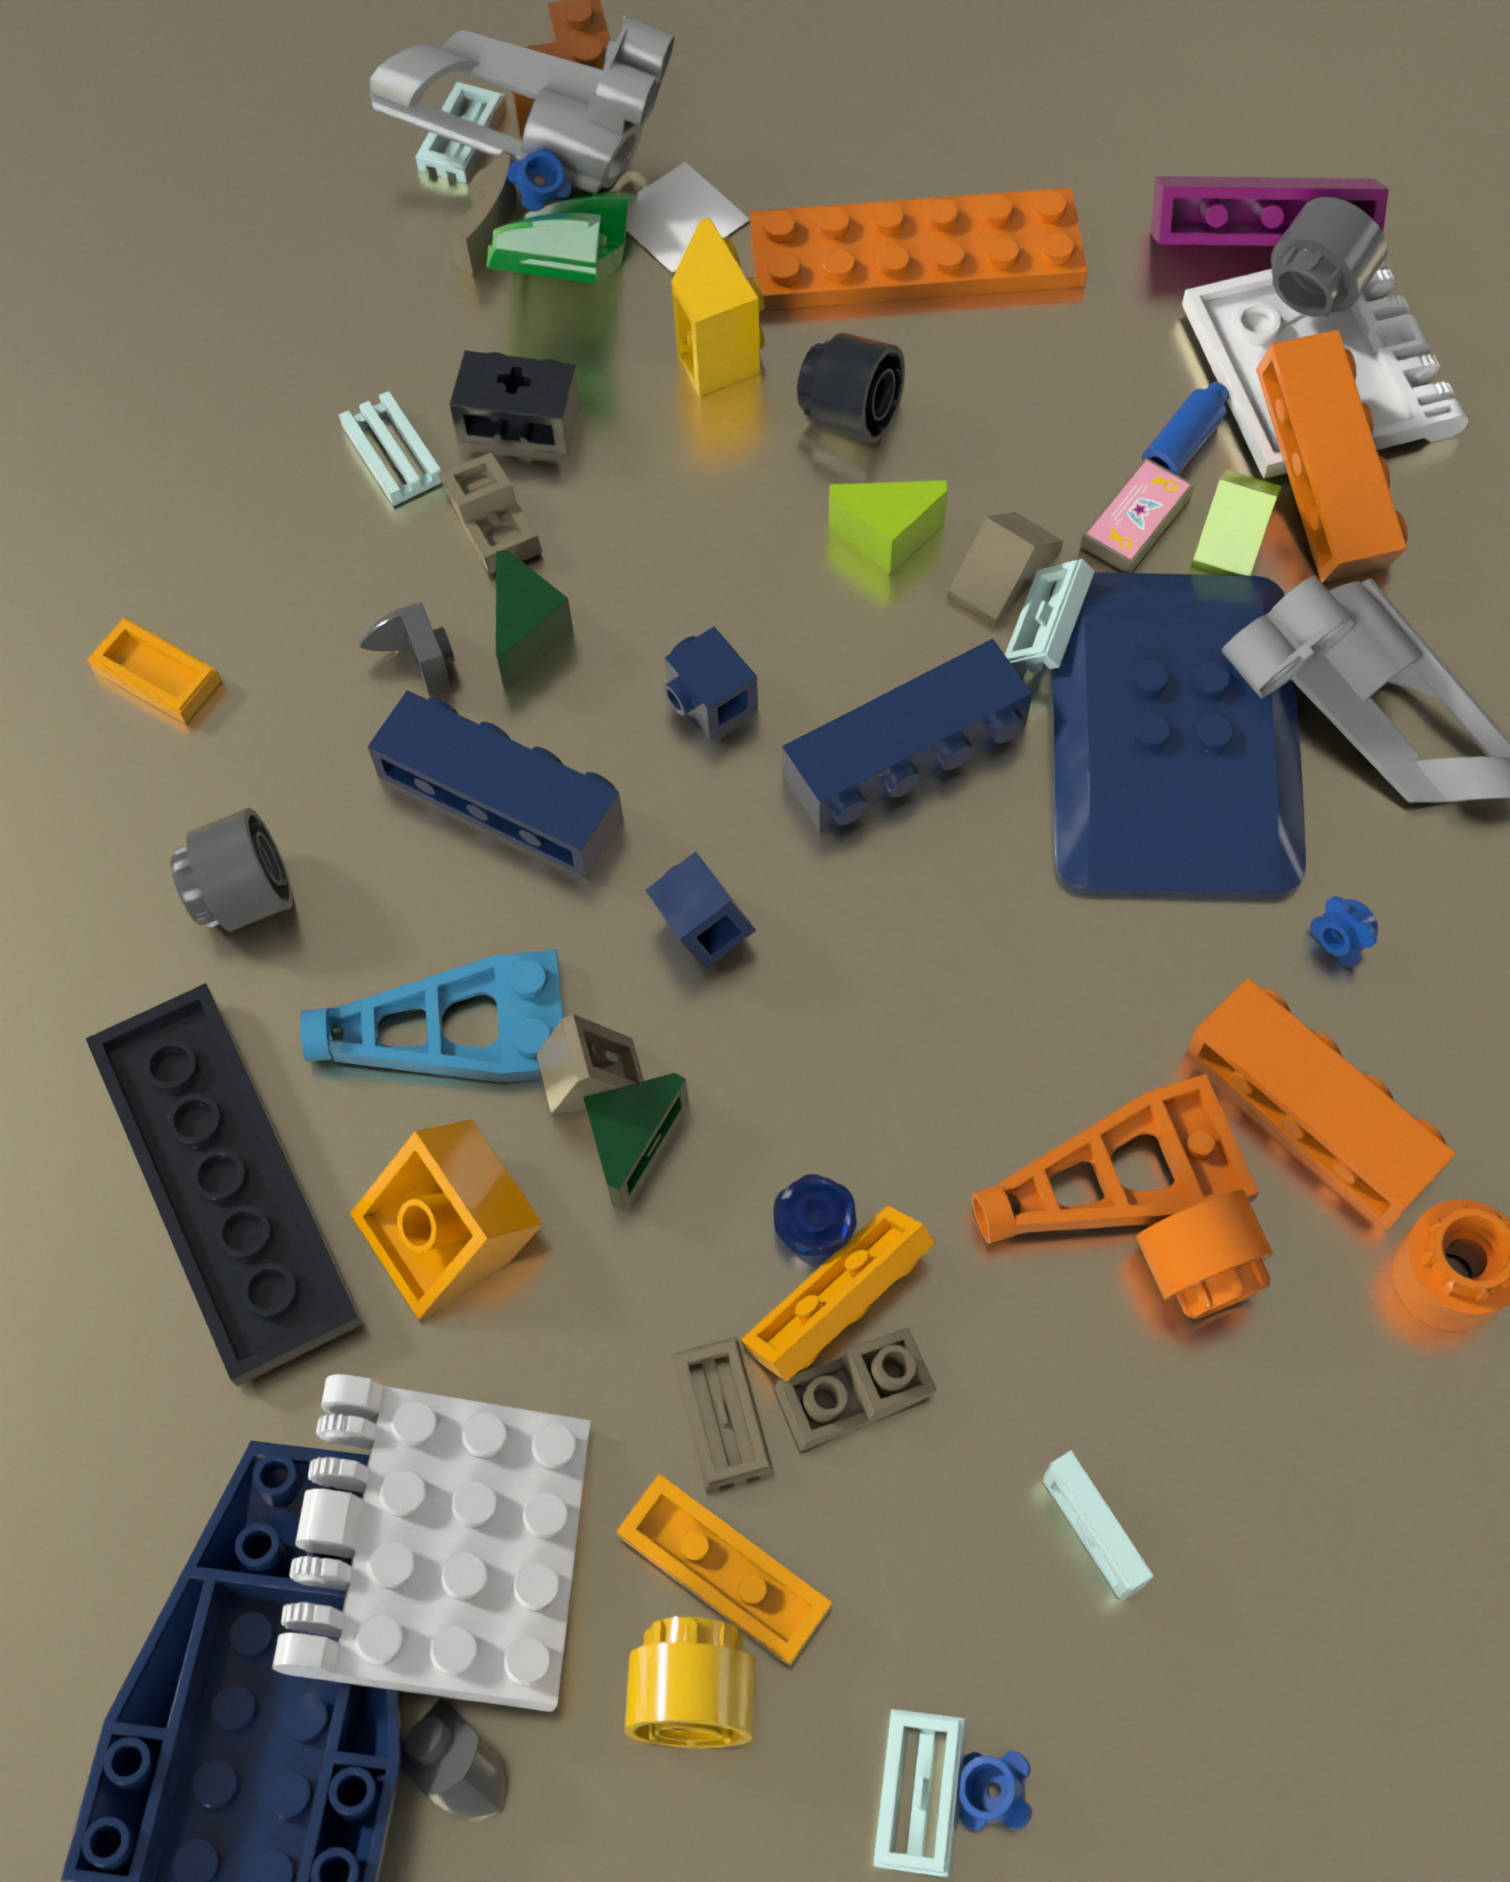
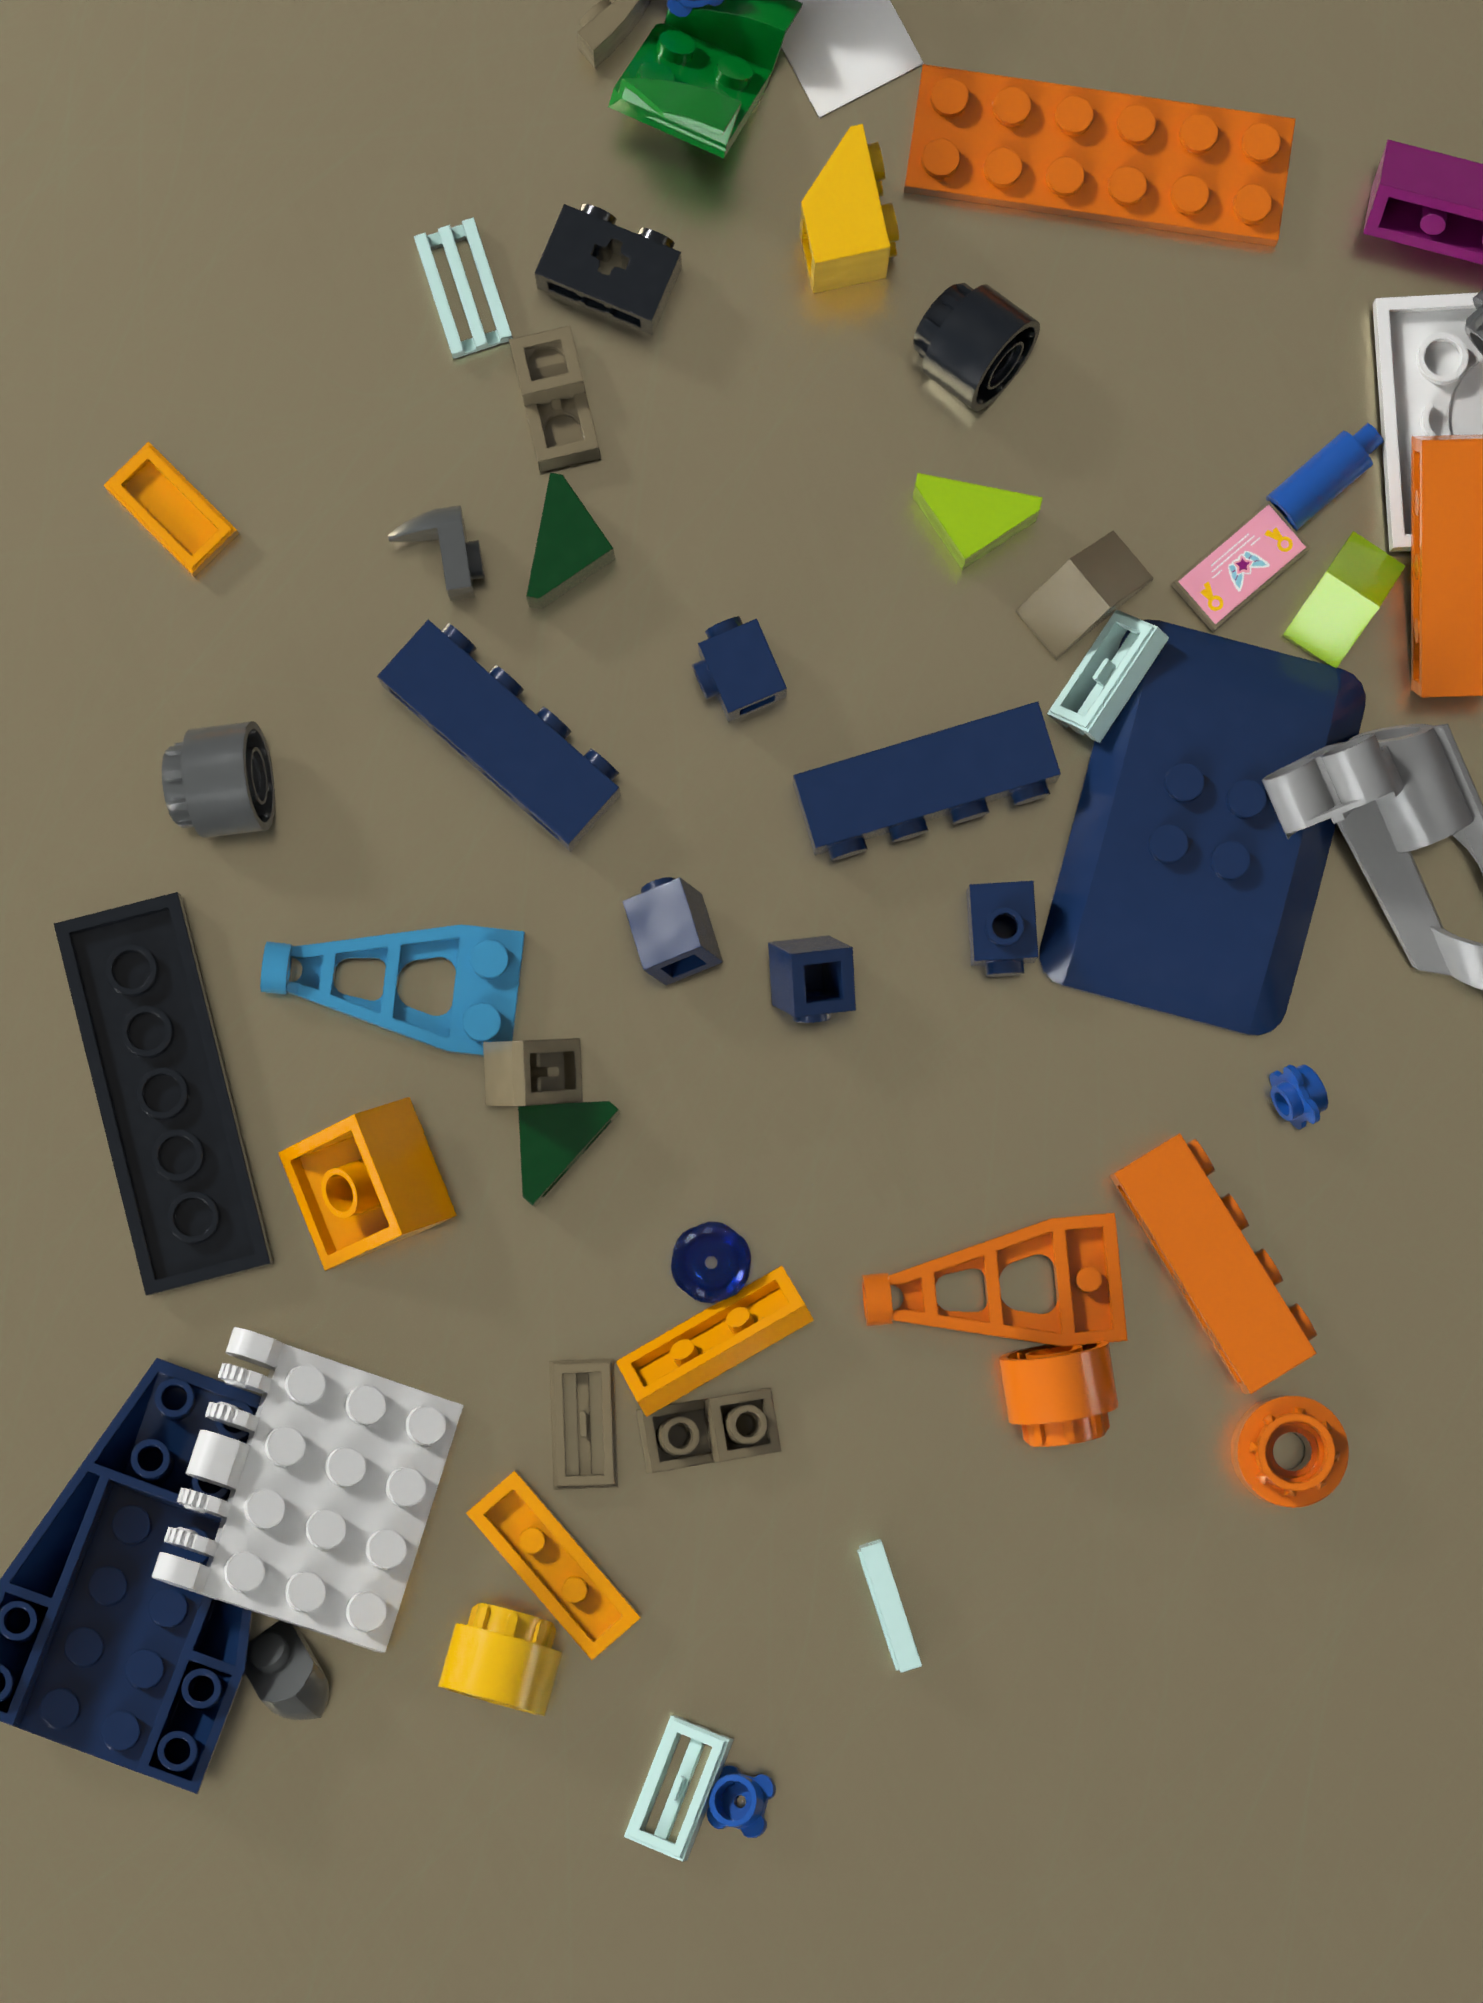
camera: 10 degrees right, 20 degrees up
(847, 920) = (812, 977): none -> dark blue brick
(1015, 842) = (1002, 926): none -> dark blue brick

